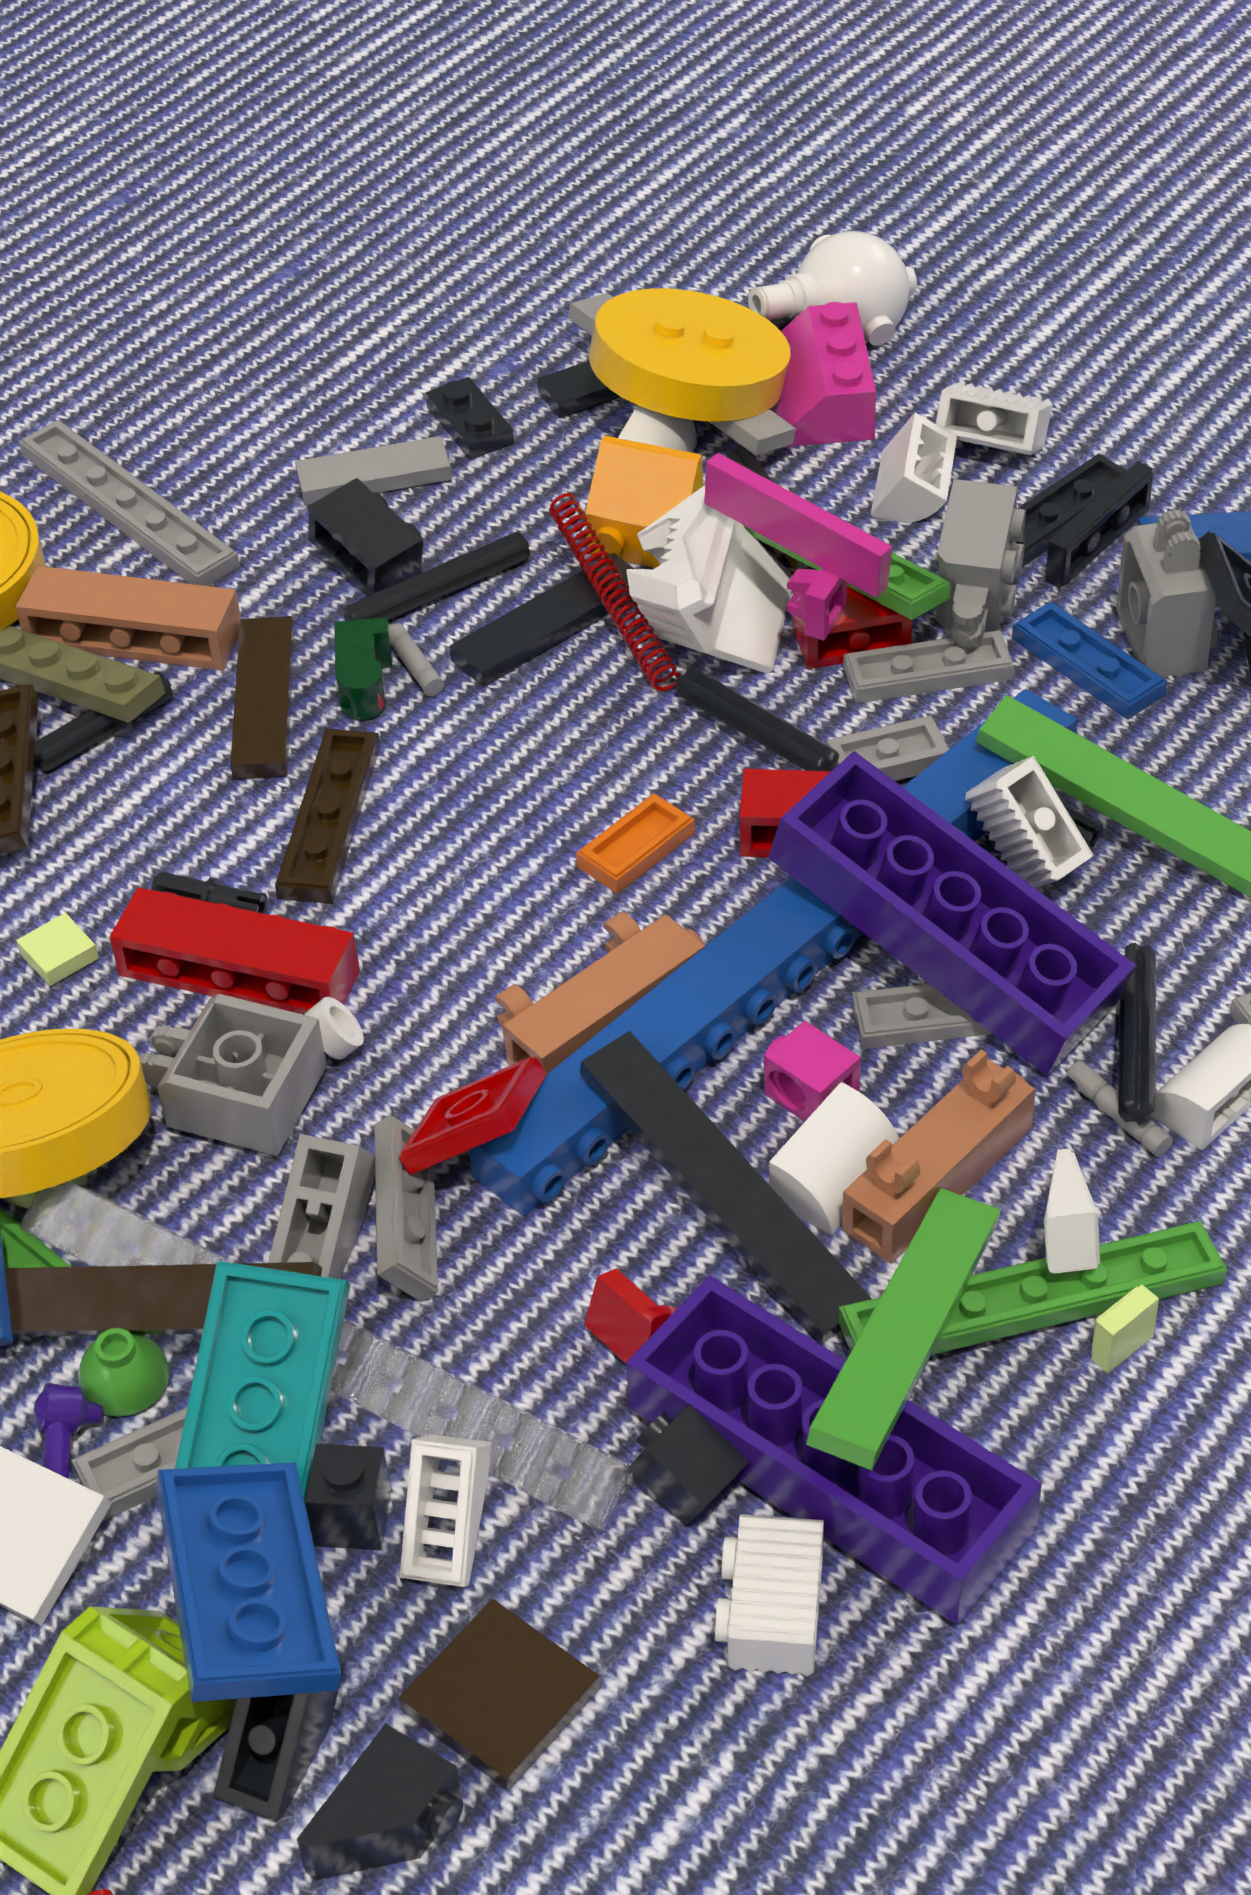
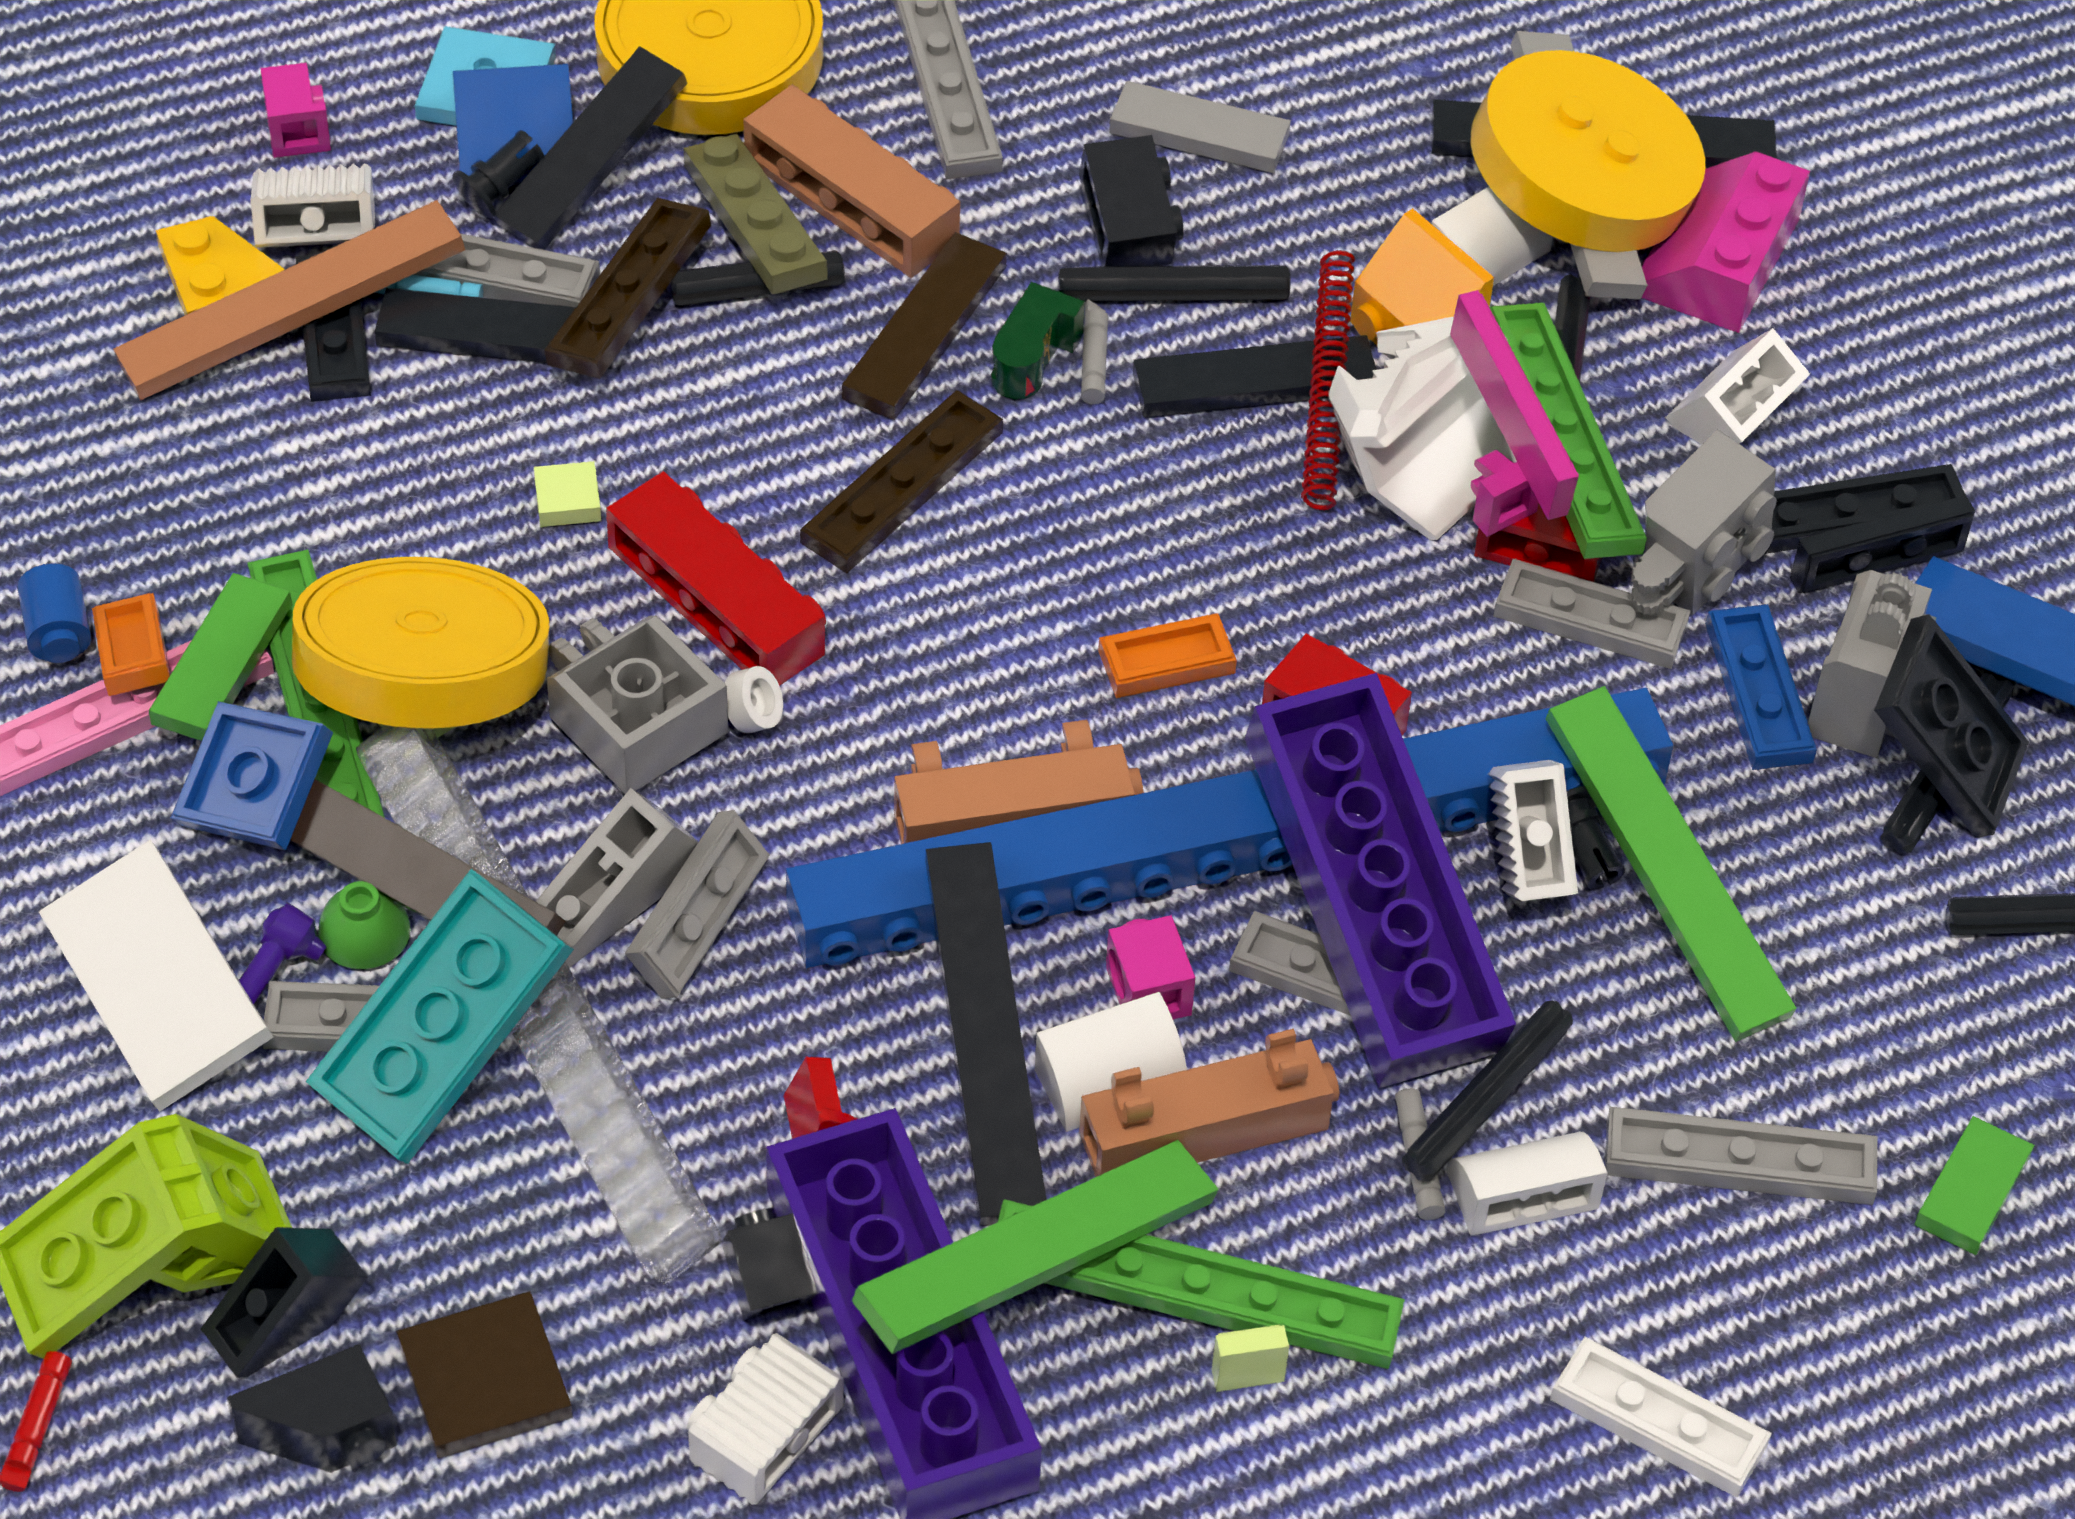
camera: 25 degrees right, 5 degrees up
(210, 891) = (733, 509): black axle -> none
(246, 1582) = (318, 1161): blue tile -> none
(348, 1496) = (468, 1138): black brick -> none
(467, 1512) = (570, 1181): white slope -> none
(469, 418) = (1337, 112): black plate -> none
(473, 1115) = (805, 848): red tile -> none
(756, 722) = (1367, 590): black axle -> none
(844, 270) = (1833, 131): white piece -> none
(896, 749) = (1471, 684): light grey plate -> none
(994, 418) = (1864, 372): white brick -> none
(1070, 1219) = (1268, 1228): white slope -> none

